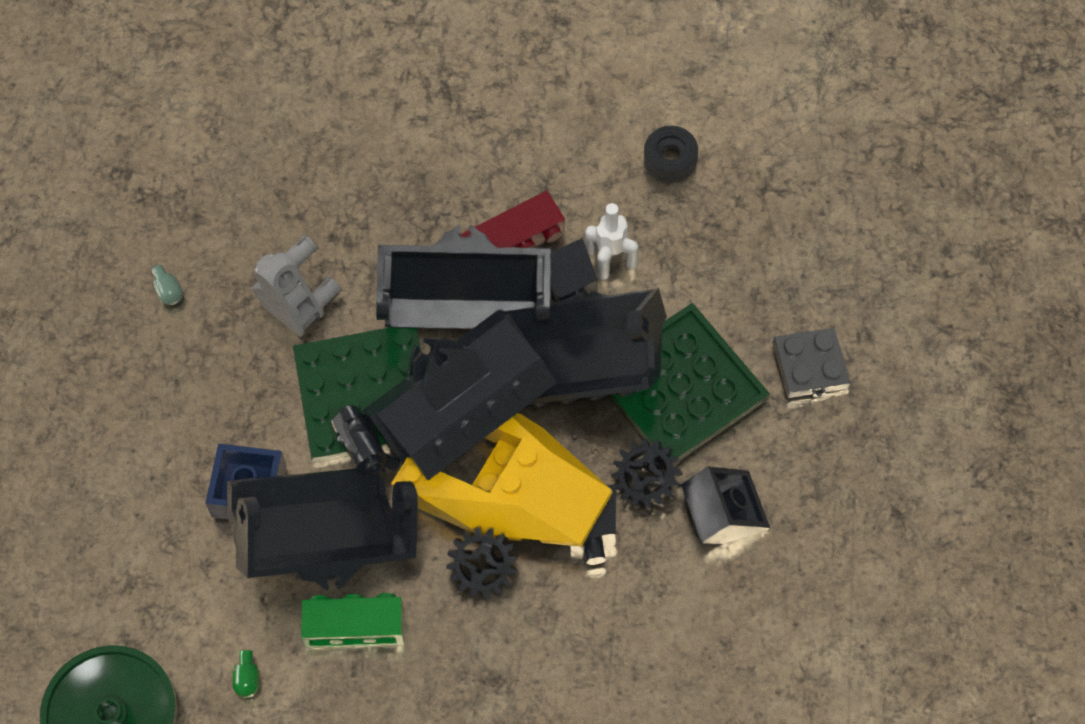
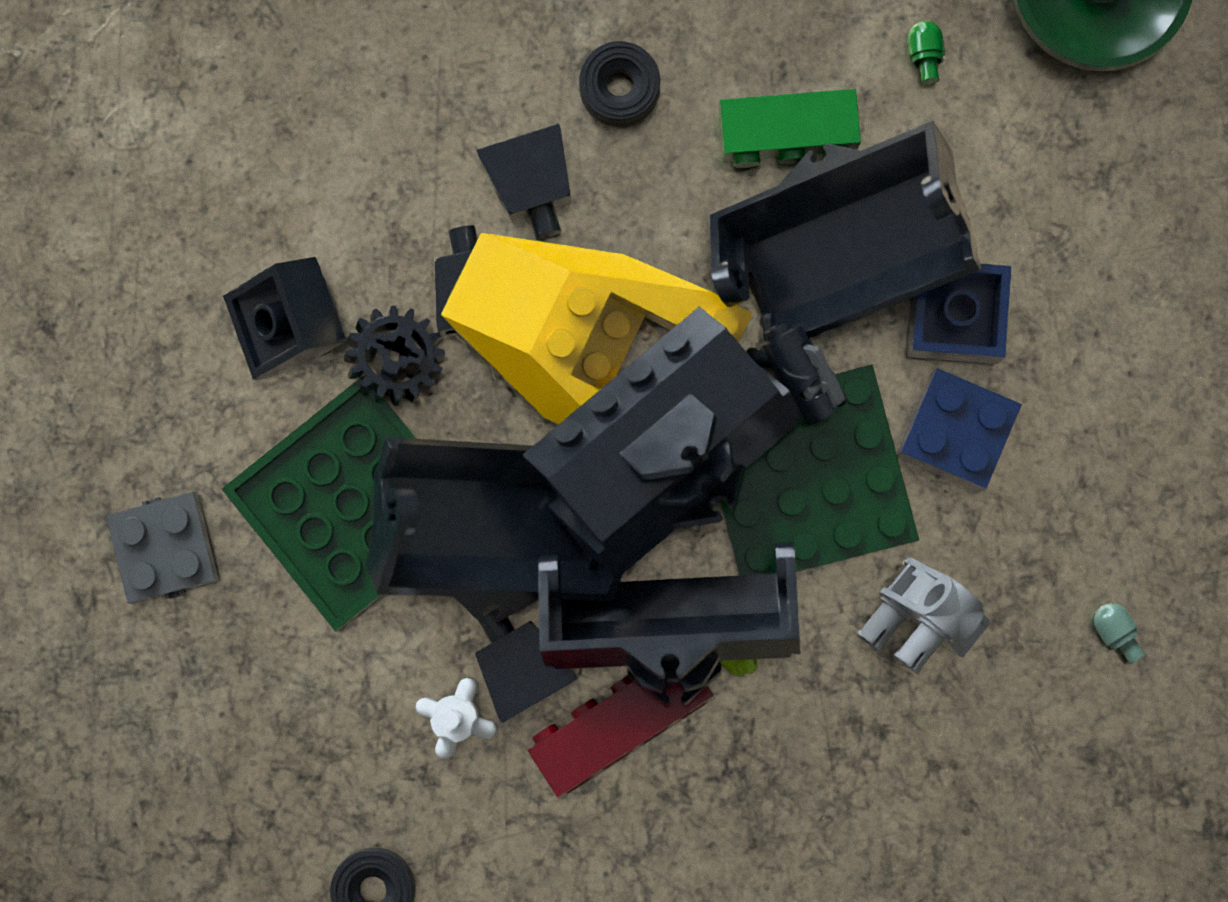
camera: 175 degrees right, 20 degrees up
(257, 409) = (958, 430): none -> dark blue brick
(467, 557) = (617, 214): black gear -> none
(470, 641) = (612, 59): none -> black tyre
(545, 594) = (530, 177): none -> black torso

